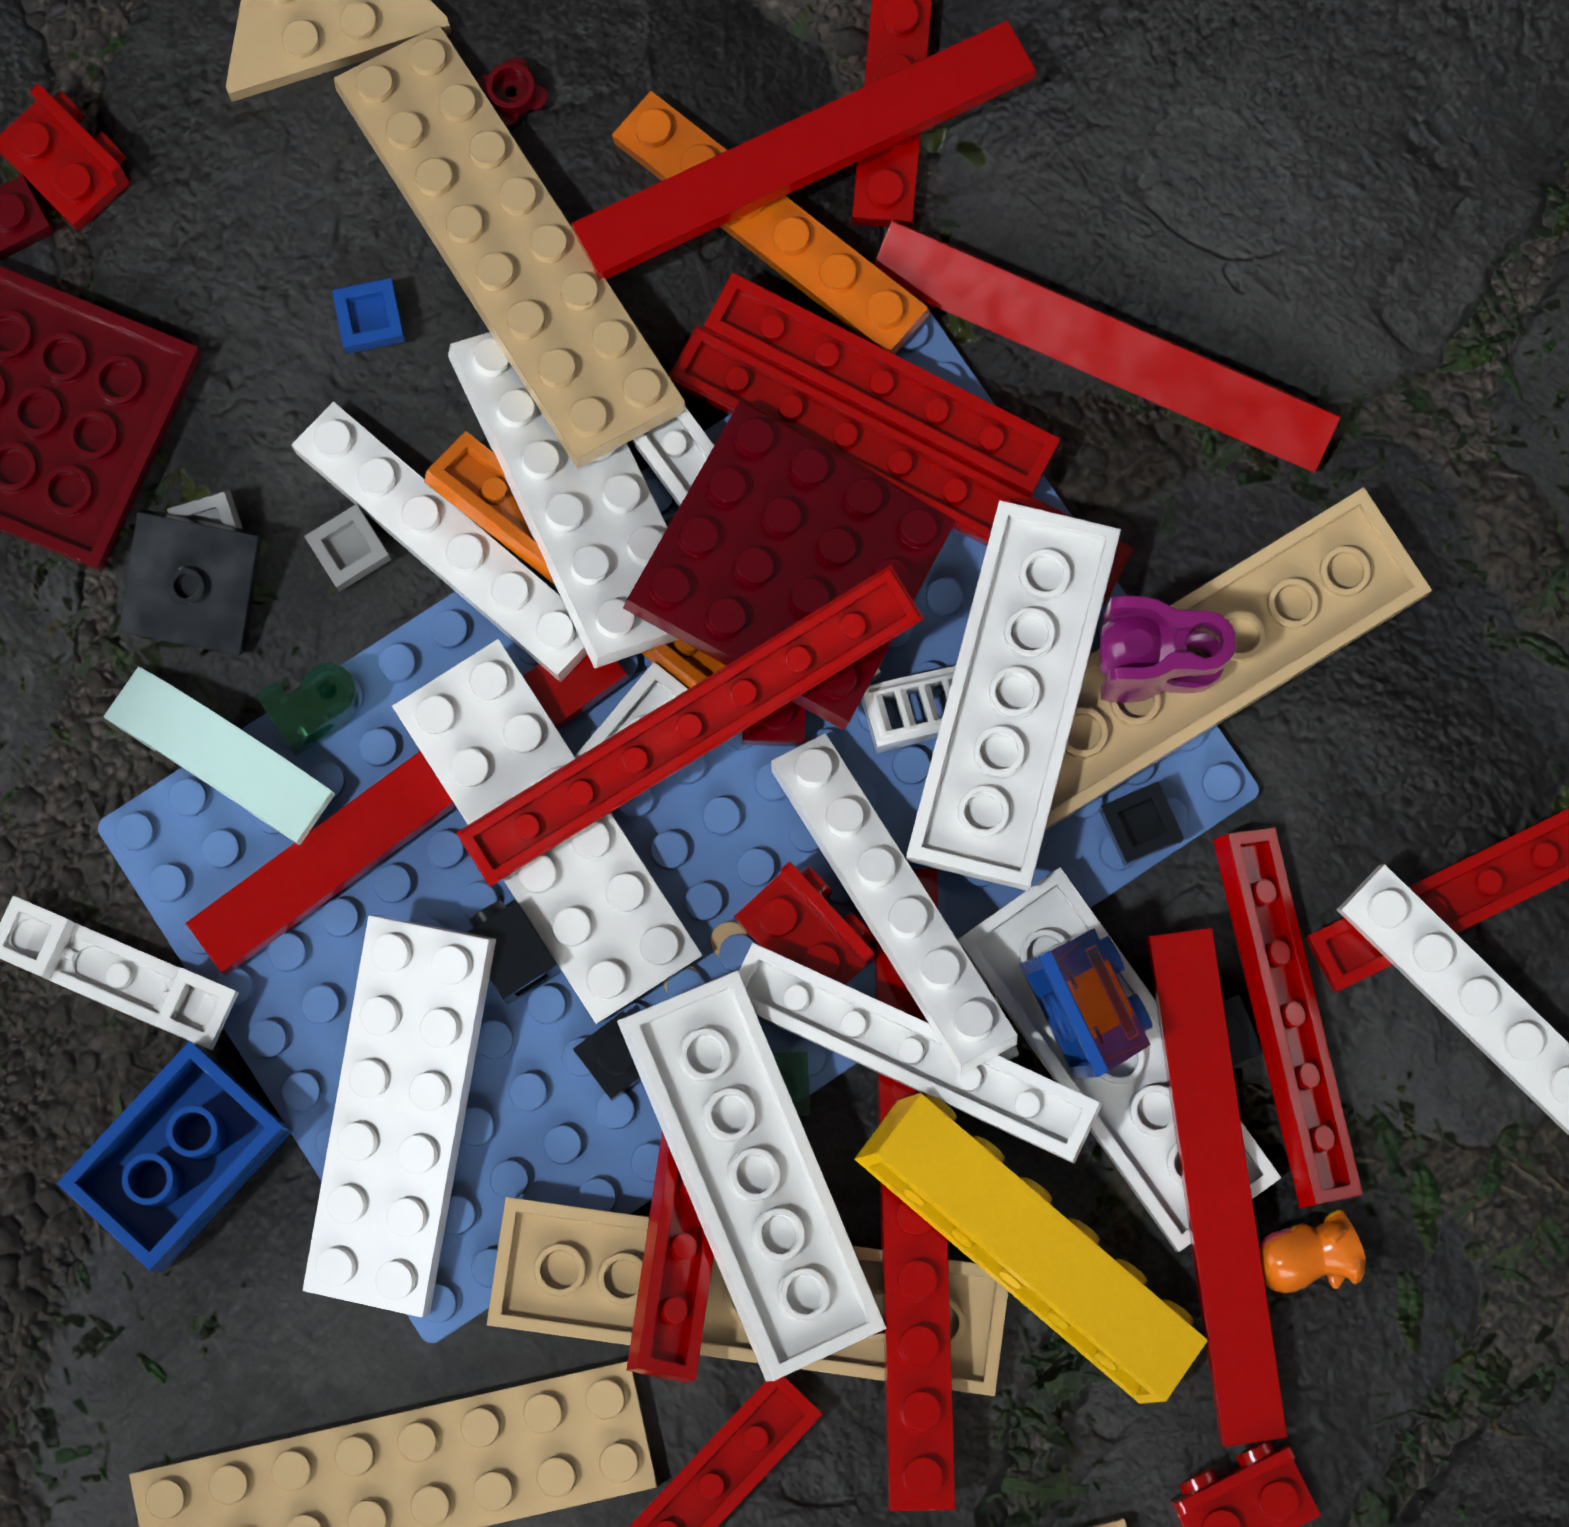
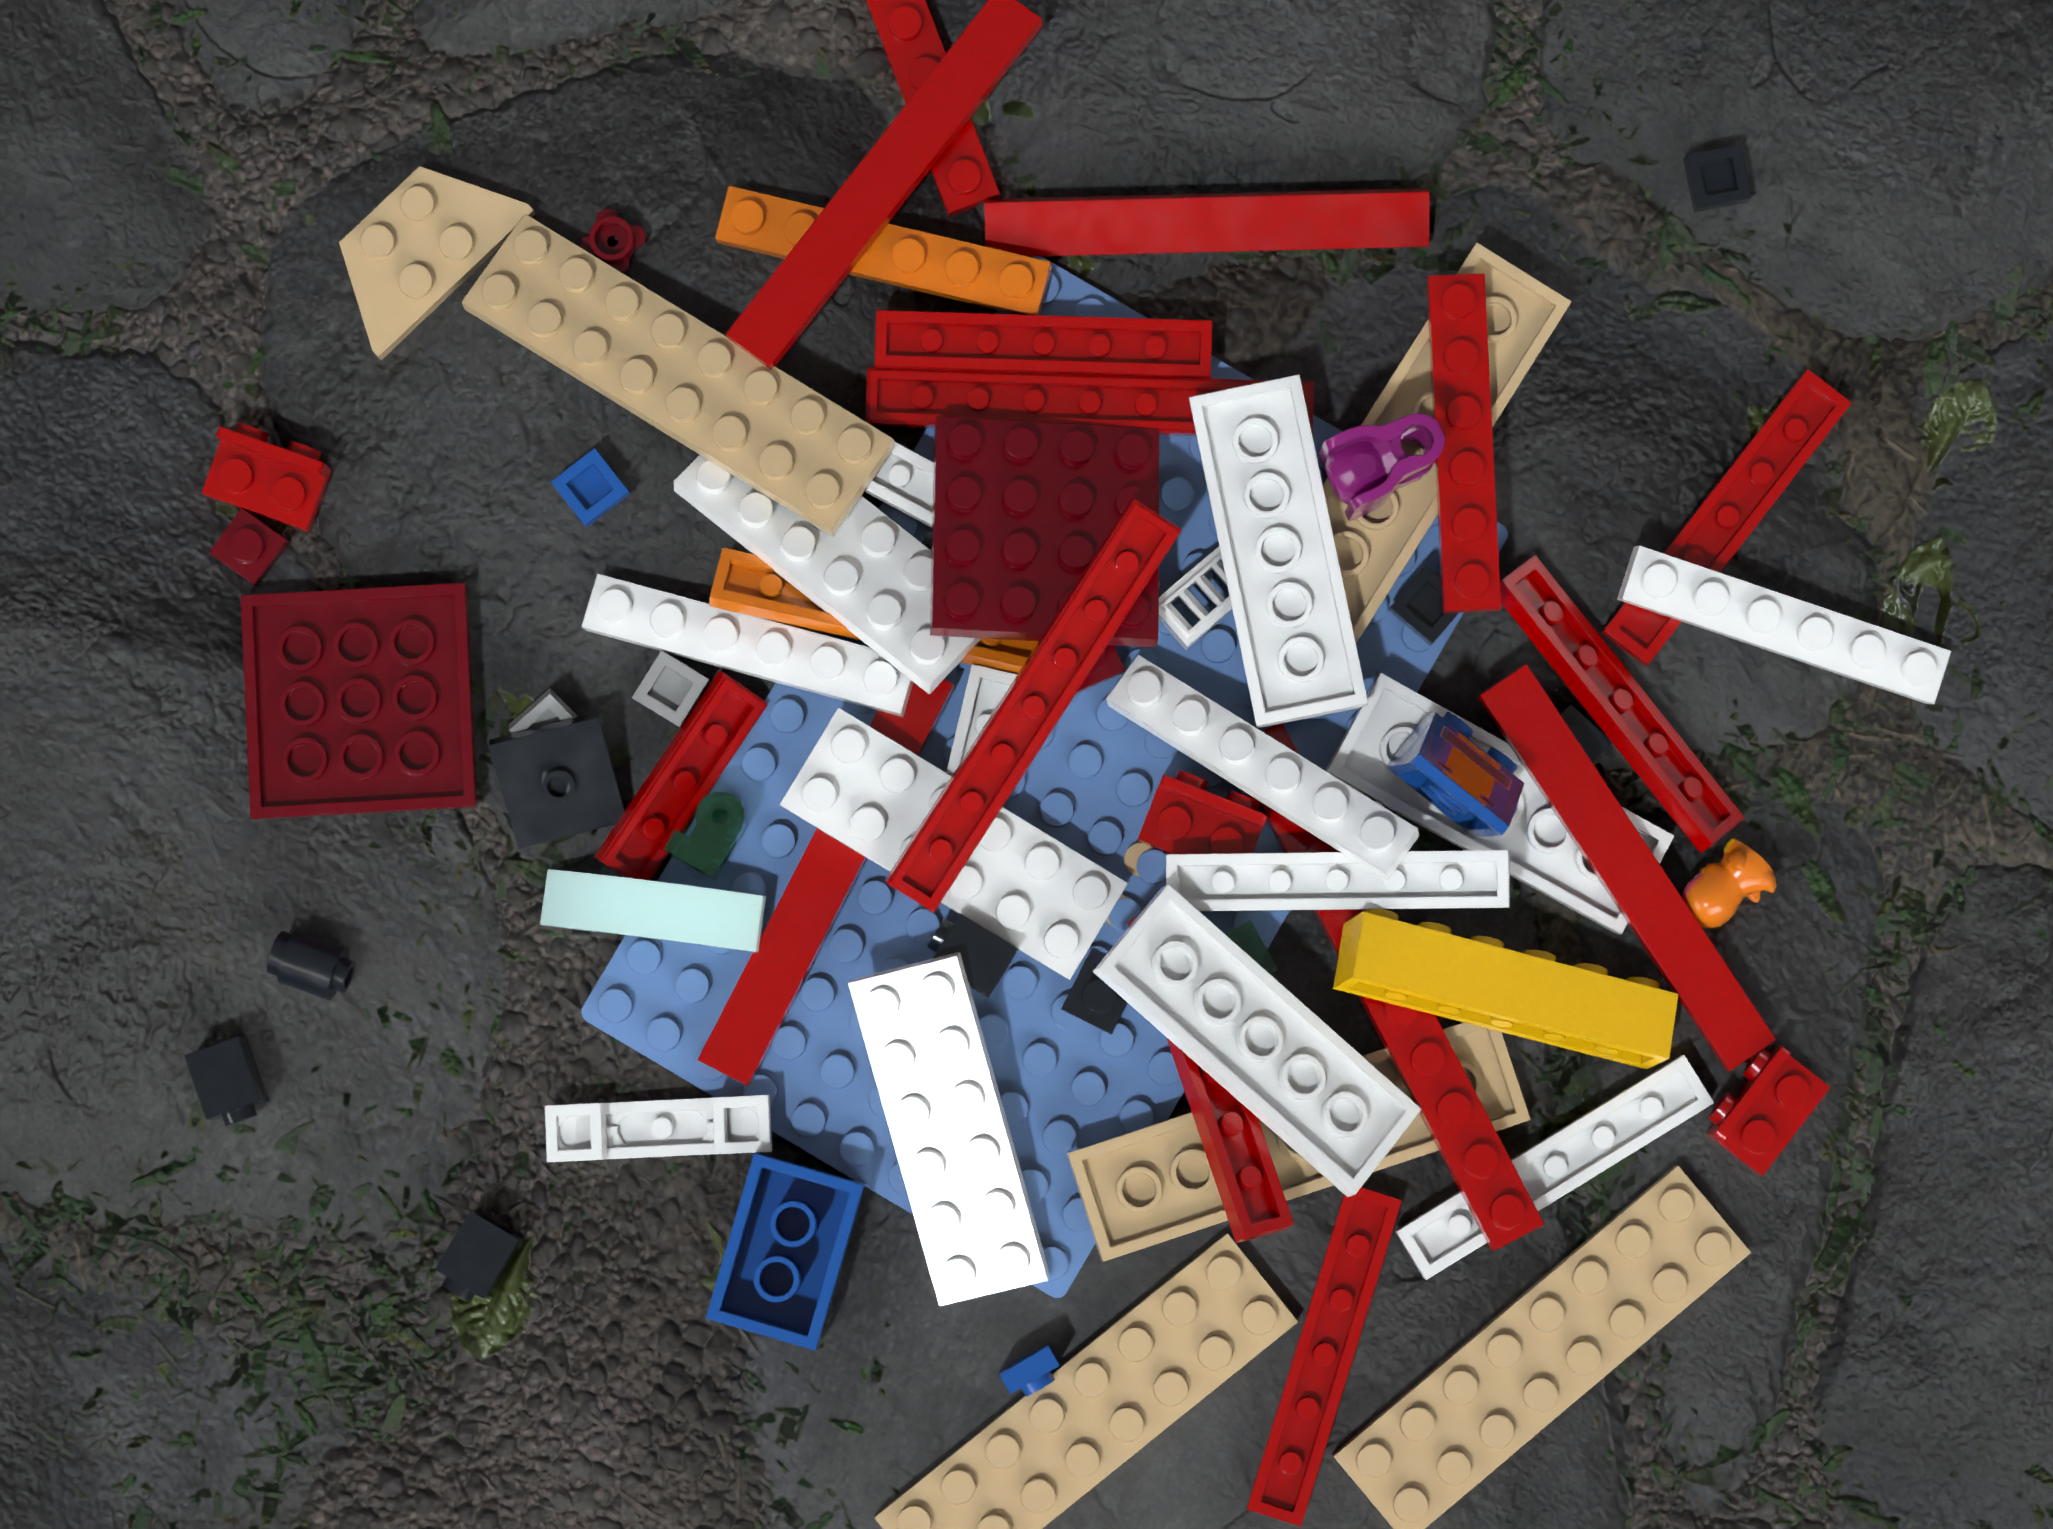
camera: 30 degrees left, 5 degrees up
(316, 635) = (681, 778): none -> red tile
(360, 1403) = (1030, 1371): none -> blue plate
(1012, 1455) = (1566, 1159): none -> white plate
(1254, 678) = (1467, 461): none -> red plate

